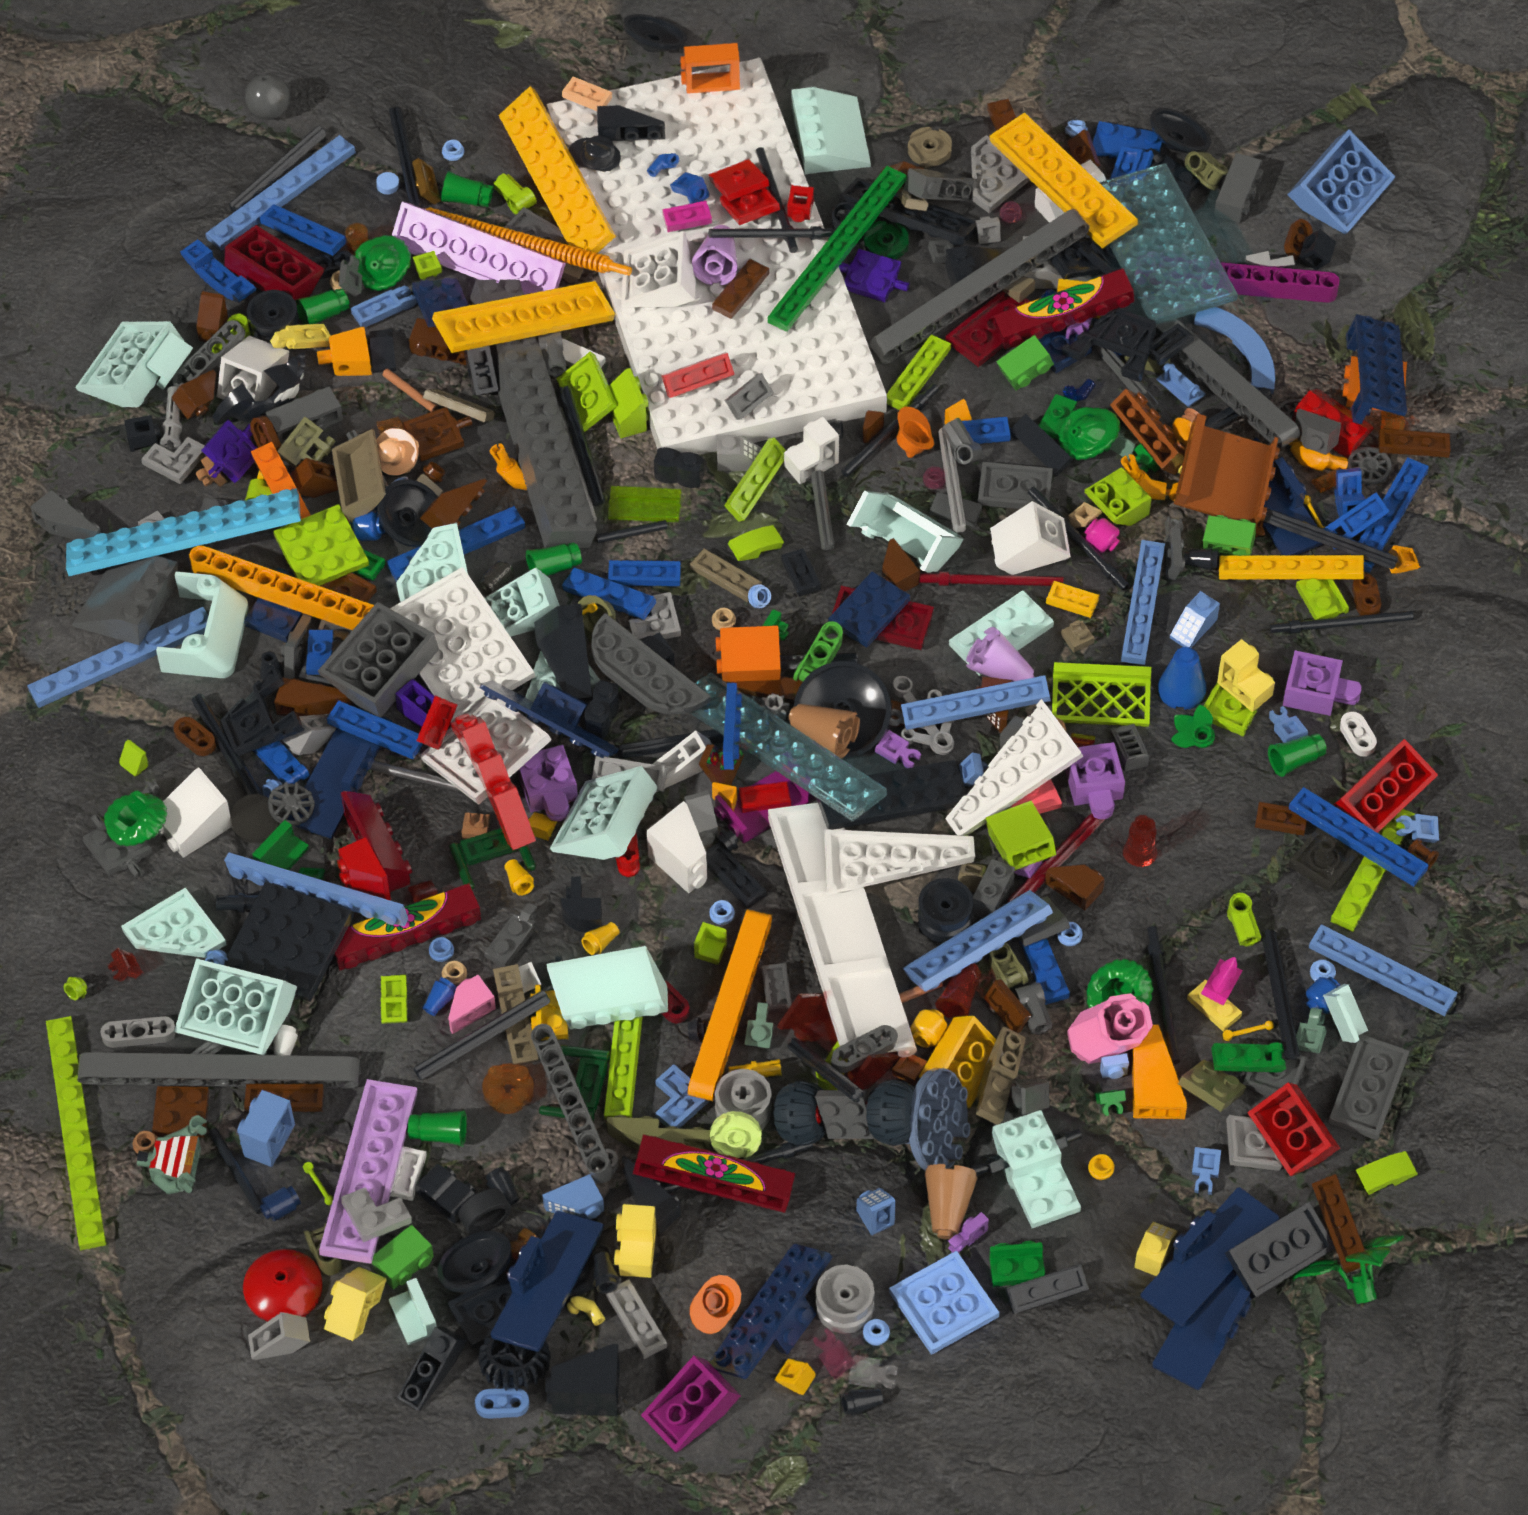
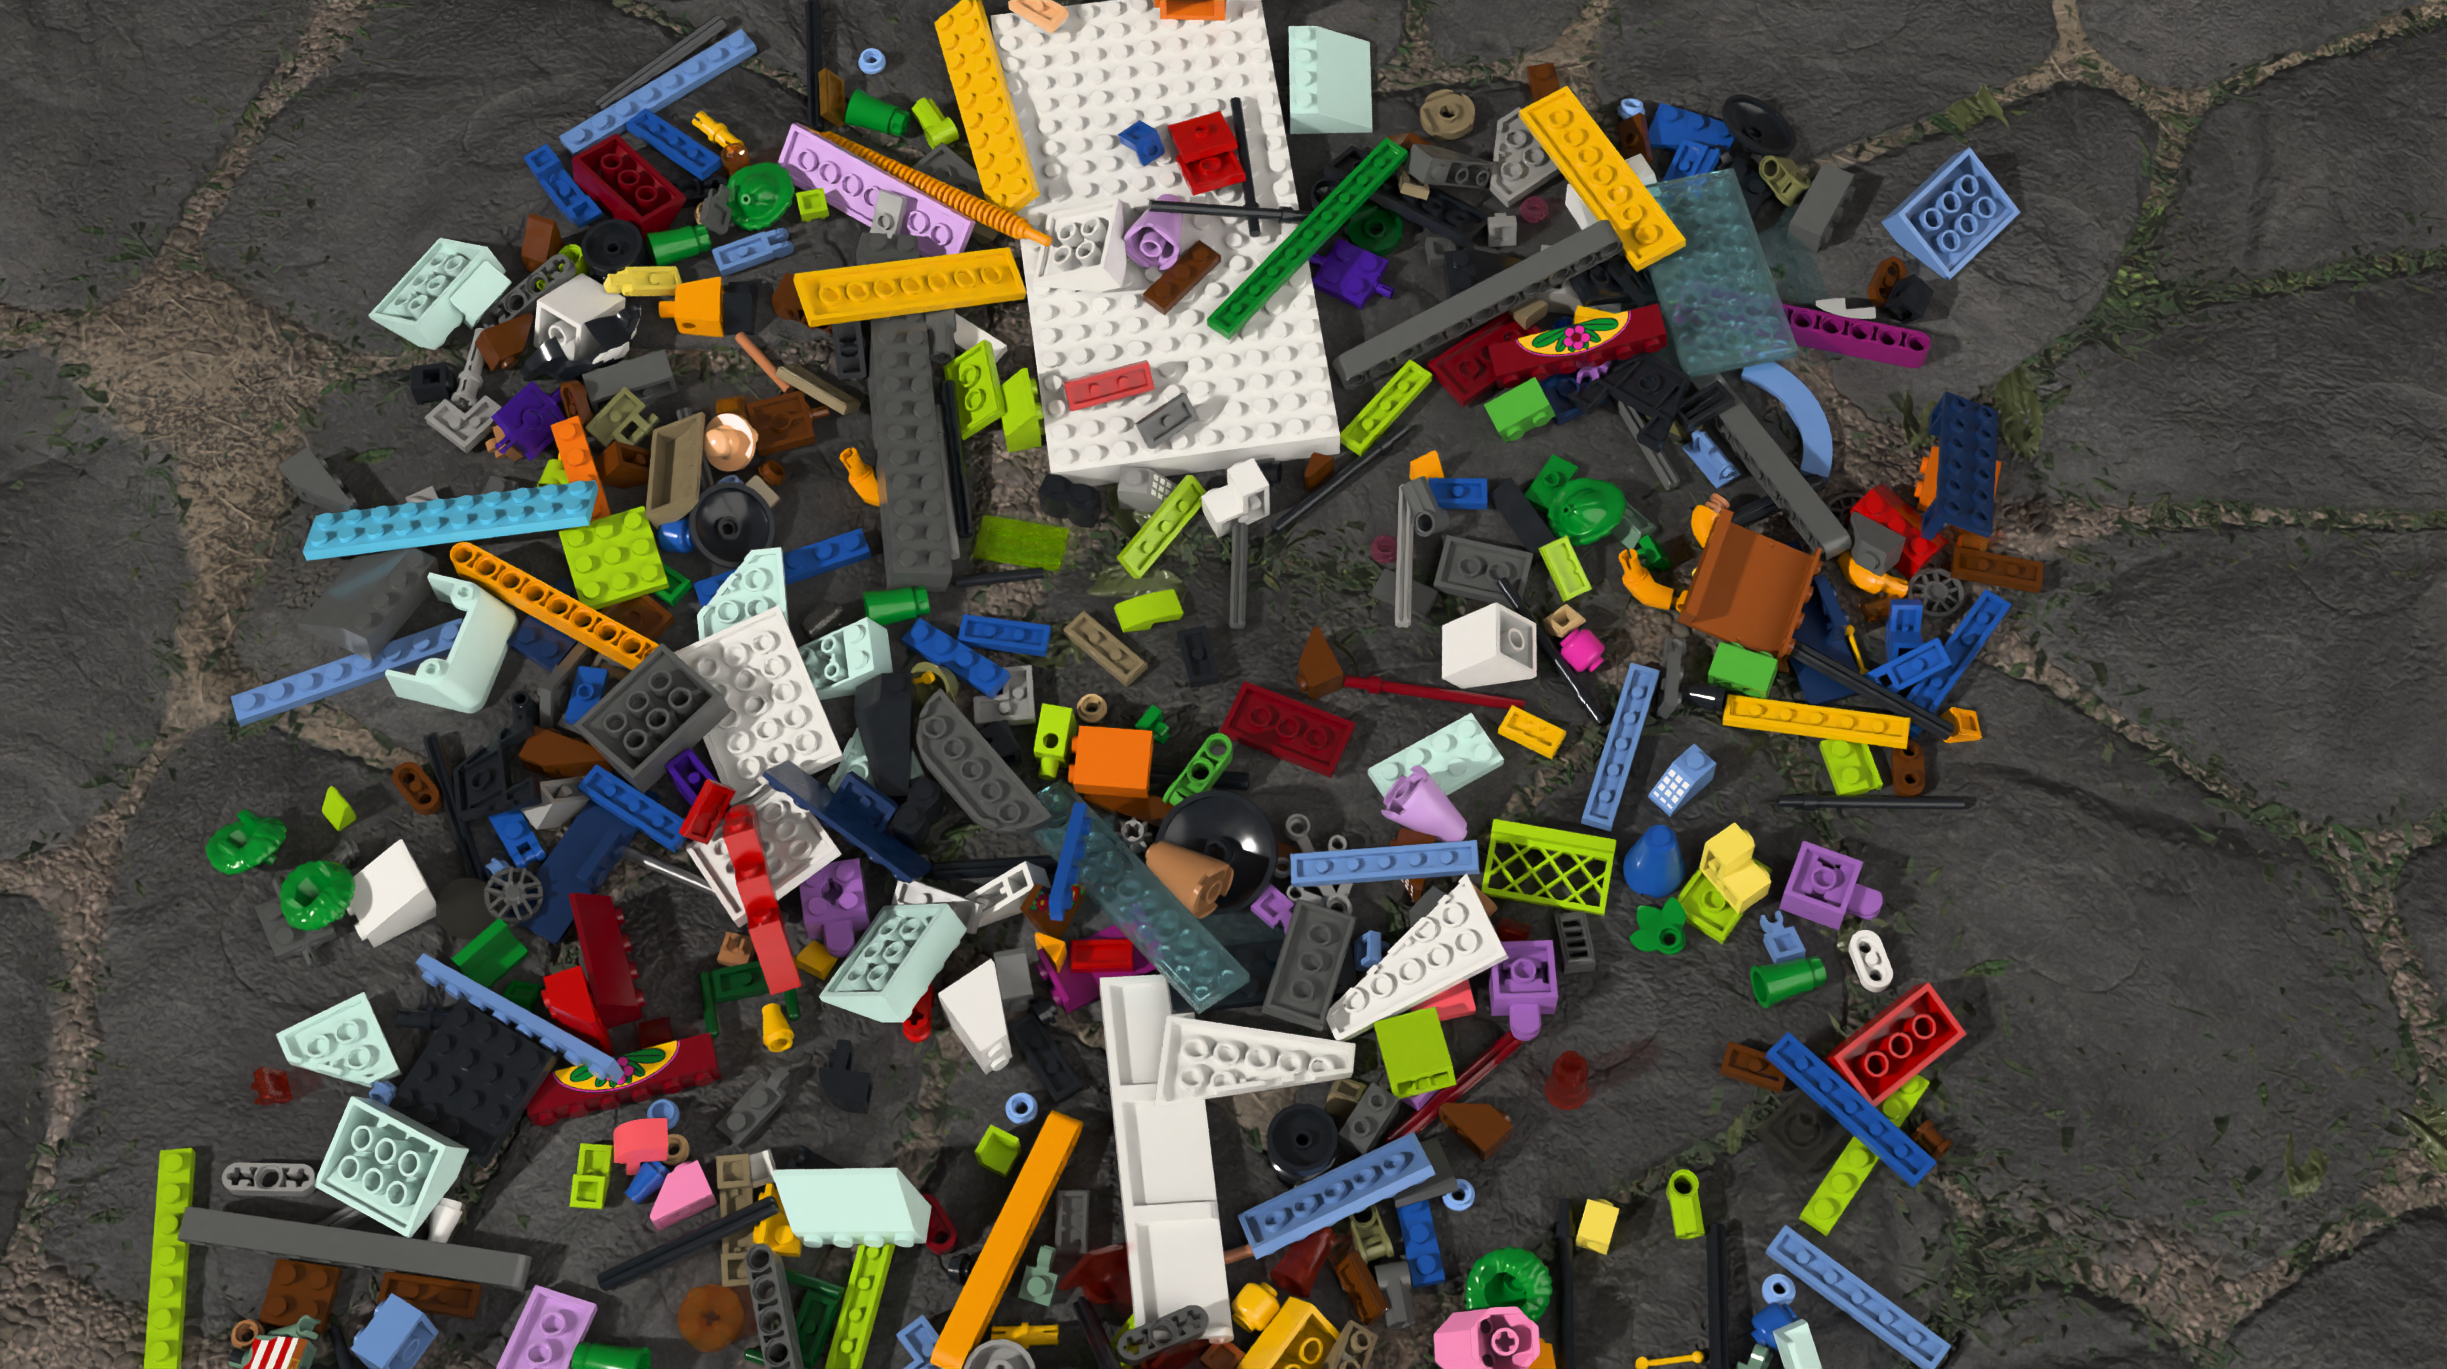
camera: 10 degrees right, 5 degrees up
(67, 790) = (245, 843): none -> green piece
(75, 988) = (205, 1110): lime plate -> none
(335, 217) = (716, 131): none -> yellow pin
(387, 183) = (787, 94): light blue tile -> none
(432, 965) = (640, 1142): none -> coral brick
(438, 296) = (819, 247): dark blue plate -> none
(453, 504) = (780, 521): reddish brown slope -> none
(492, 264) = (888, 213): none -> light grey plate
(595, 153) = (1036, 85): black piece -> none
(598, 939) = (861, 1125): yellow cone -> none
(626, 124) = (1074, 51): black slope -> none
(663, 161) = (1114, 104): blue arm -> none
(687, 216) = (1131, 177): dark pink plate -> none
(700, 643) = (1054, 739): none -> lime torso
(764, 596) = (1147, 684): light blue plate -> none
(800, 208) = (1271, 180): red brick -> none
(870, 609) = (1273, 718): dark blue plate -> none
(913, 432) = (1367, 485): orange piece -> none
(914, 531) = (1341, 613): light aqua windscreen -> none
(929, 782) = (1309, 965): none -> dark grey tile
(1077, 474) = (1565, 568): none -> lime plate
(1077, 636) = (1531, 782): dark tan tile -> none
(1081, 393) = (1585, 456): clear blue arm -> none
(1120, 498) = (1611, 604): lime slope -> none
(1149, 430) = (1662, 517): dark orange brick -> none
(1179, 942) = (1597, 1225): none -> light yellow brick
(1220, 1015) = (1630, 1320): light yellow plate -> none
(1222, 981) = (1644, 1290): dark pink tile -> none
(1421, 826) = (1935, 1102): medium blue plate -> none

